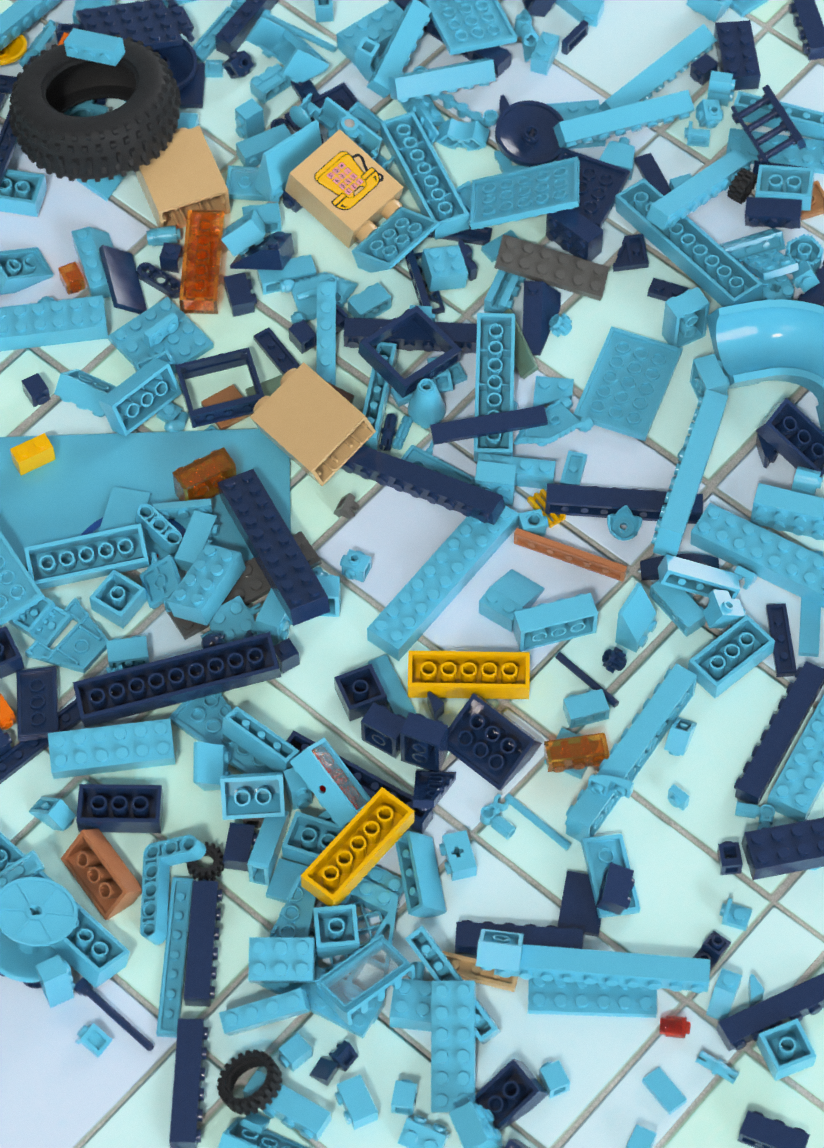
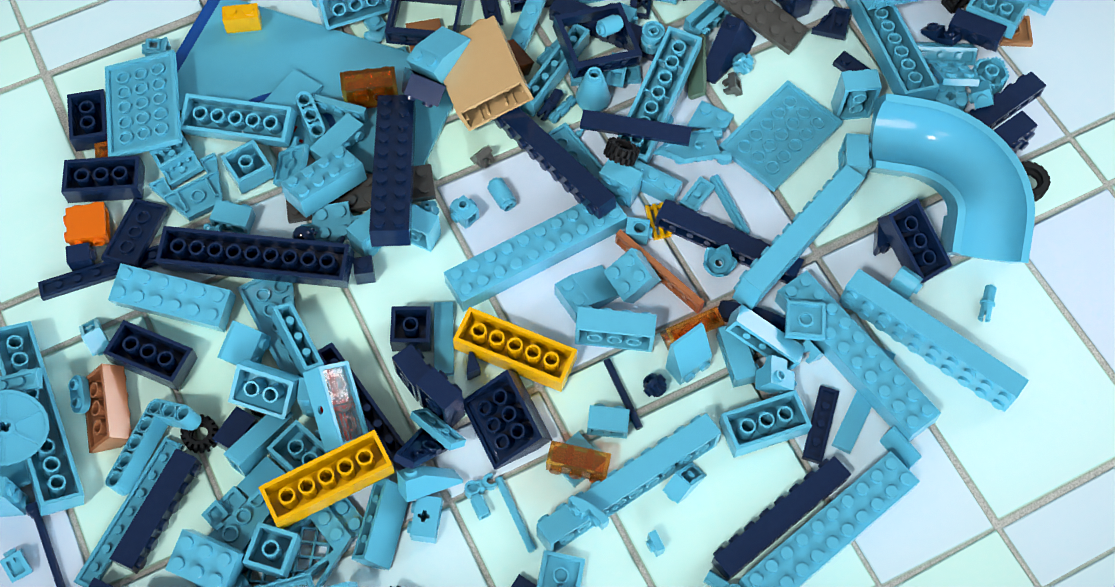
camera: 20 degrees right, 5 degrees up
(66, 869) = (79, 394): none -> medium azure plate
(260, 459) = (422, 88): none -> dark blue slope
(264, 419) = (437, 54): none -> medium azure slope
(264, 917) = (222, 508): none -> medium azure slope
(362, 380) = (548, 50): none -> medium azure axle
(383, 536) = (501, 194): none -> medium azure head
(419, 332) = (609, 25): none -> medium azure brick
(433, 771) = (438, 428): none -> medium azure plate
(442, 821) = (425, 481): none -> medium azure slope
(464, 330) = (652, 36): none -> medium azure wheel
(487, 452) = (621, 151): none -> black tyre
(548, 567) = (632, 276): none -> medium azure brick
(560, 348) = (734, 85): none -> dark grey tile
(607, 467) = (729, 204): none -> medium azure axle
(612, 605) = (710, 319): none -> clear orange brick
(729, 548) = (805, 320): none -> medium azure tile
(736, 229) = (938, 34): none -> dark blue slope

